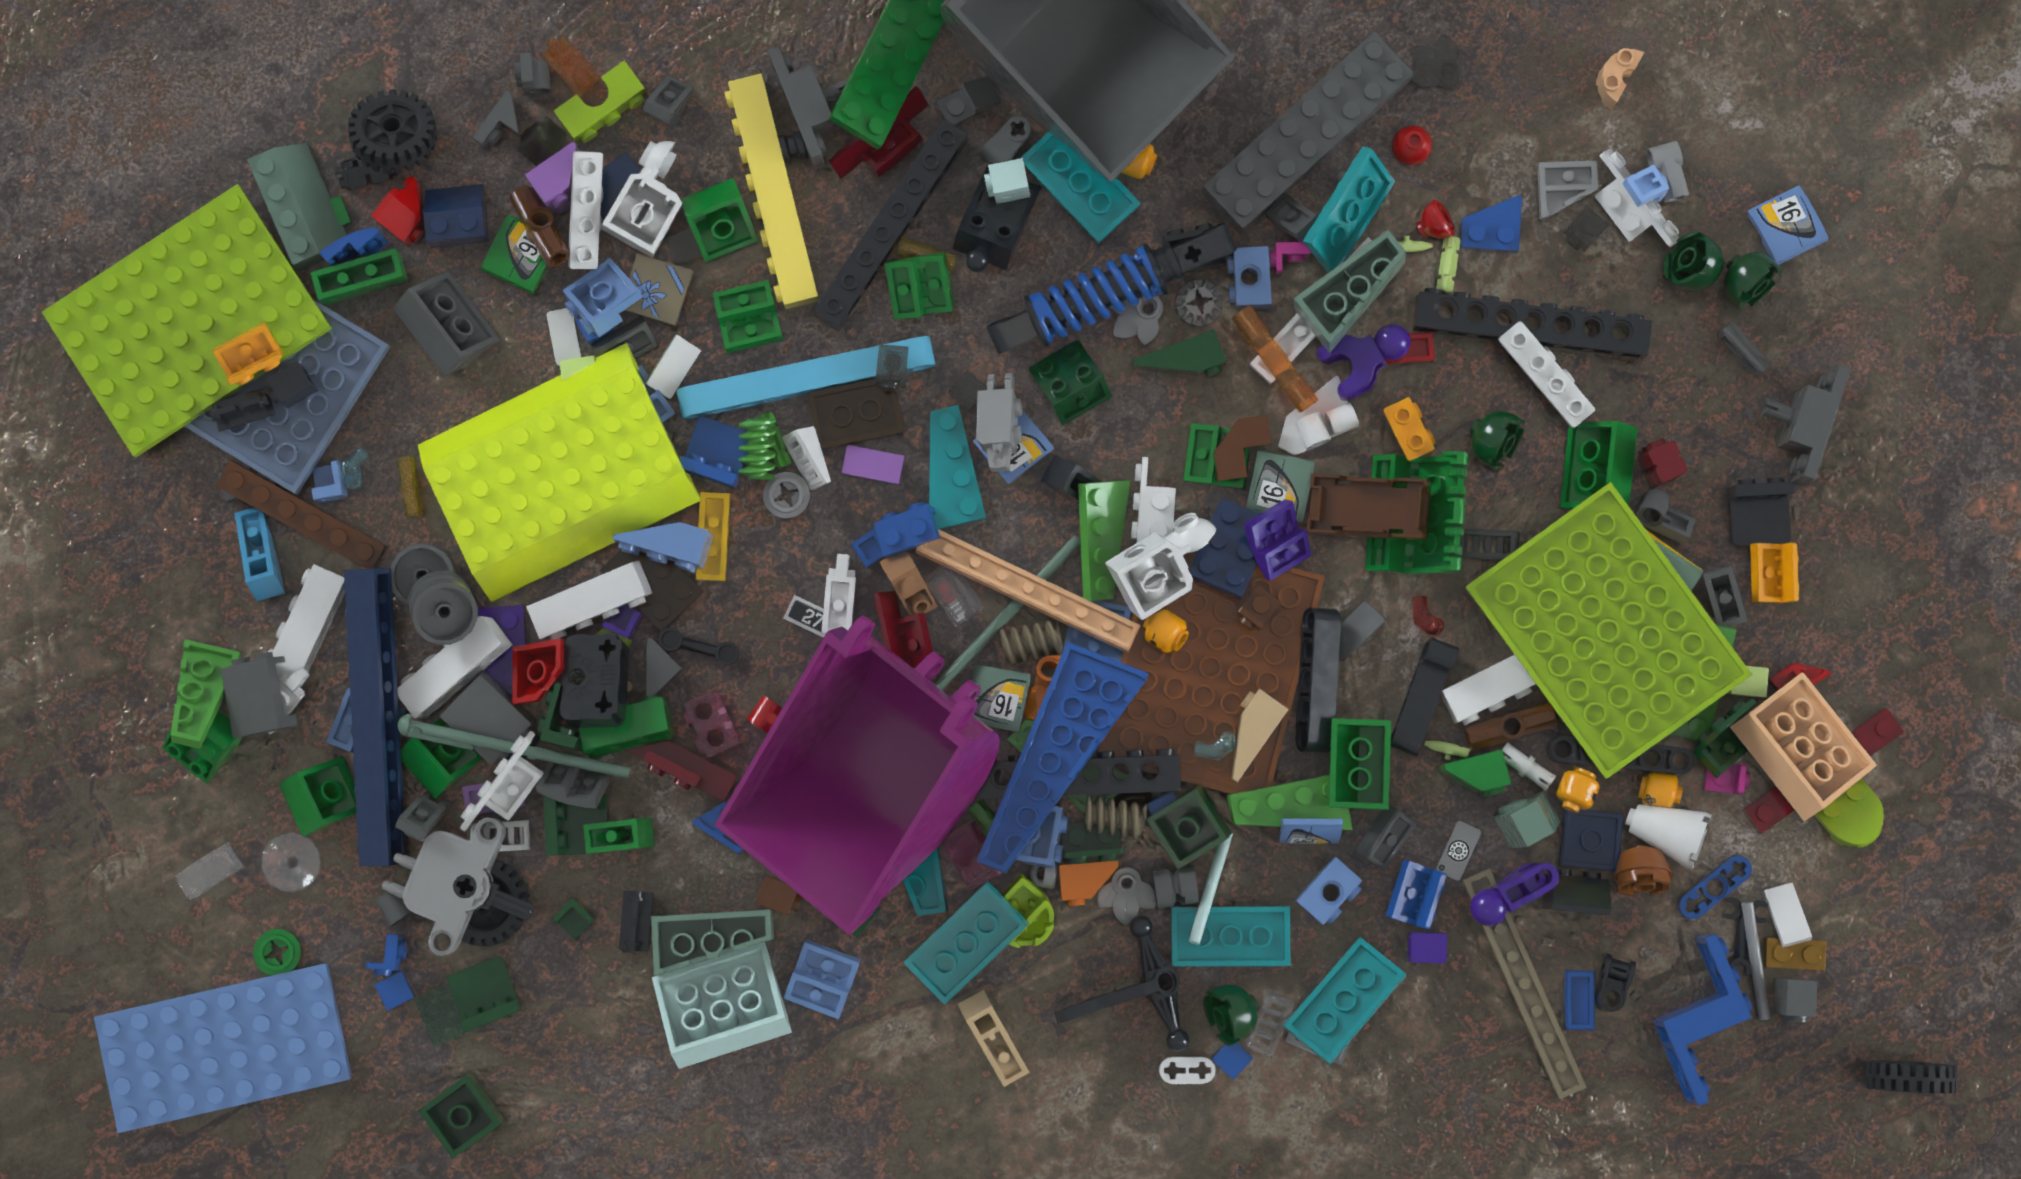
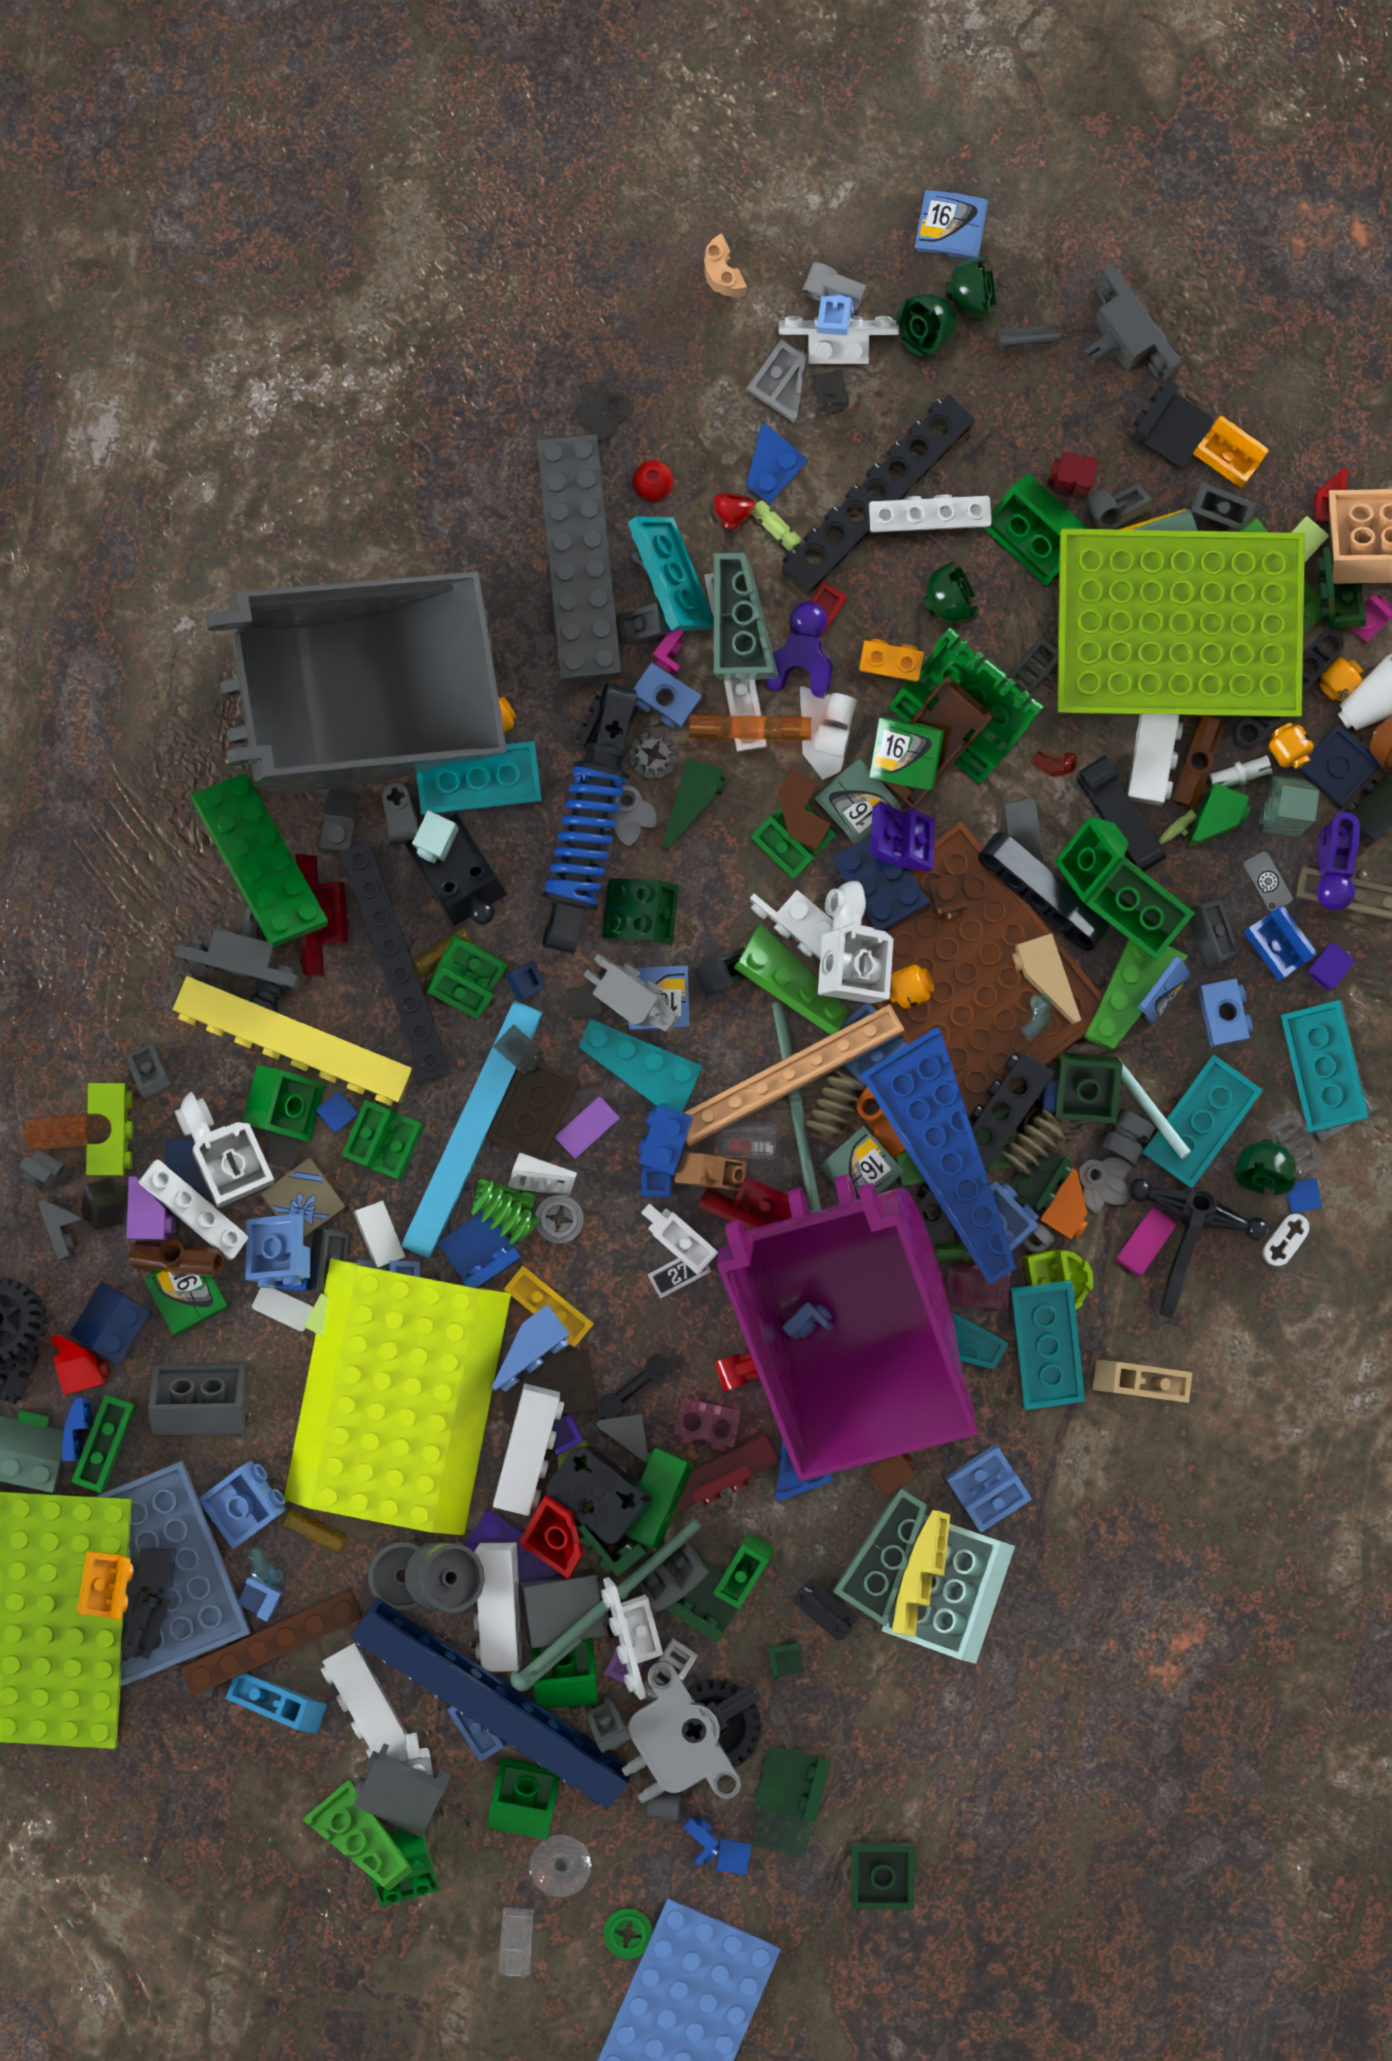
camera: 55 degrees left, 0 degrees up
(391, 416) = (243, 1503): none -> medium blue plate
(726, 971) = (925, 1561): none -> light yellow slope
(742, 265) = (336, 1112): none -> blue tile
(844, 740) = (803, 1321): none -> medium blue bracket
(950, 333) = (525, 980): none -> dark blue plate
(1104, 961) = (1146, 1242): none -> dark pink slope
(1344, 493) = (906, 753): none -> green slope
(1373, 696) = (1092, 856): none -> green slope
(1414, 246) = (739, 542): yellowish green helmet -> none

